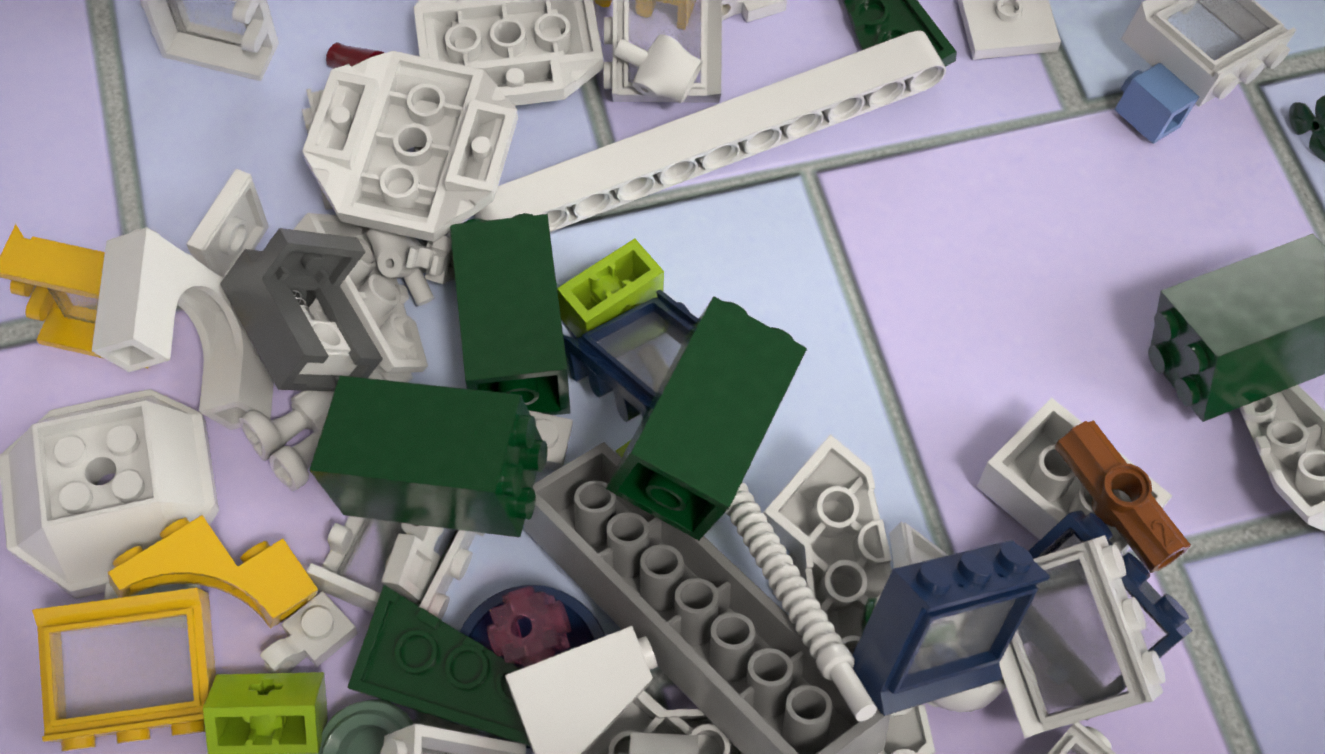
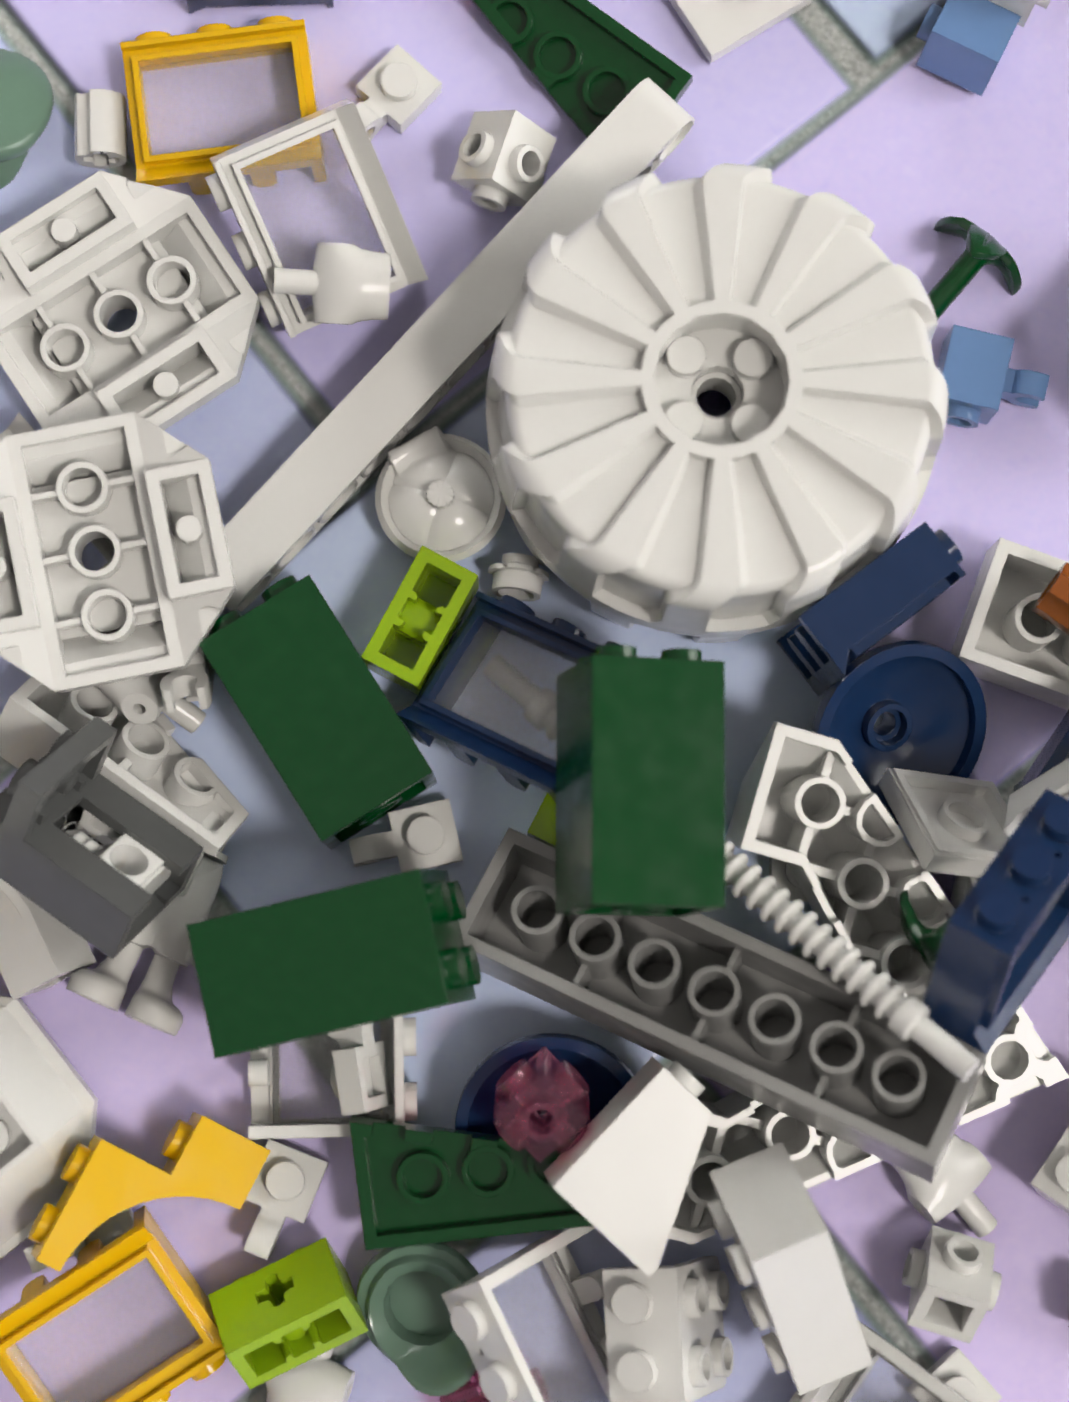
camera: 25 degrees left, 20 degrees up
(667, 224) = (439, 496): none -> white piece
(693, 296) = (518, 577): none -> white plate
(805, 45) = (502, 159): none -> white brick
(882, 220) = (733, 293): none -> white wheel
(936, 398) = (871, 605): none -> dark blue window
(950, 484) = (929, 708): none -> dark blue dish
(1079, 303) = (979, 377): none -> medium blue brick
(1114, 228) = (980, 251): none -> dark green plant

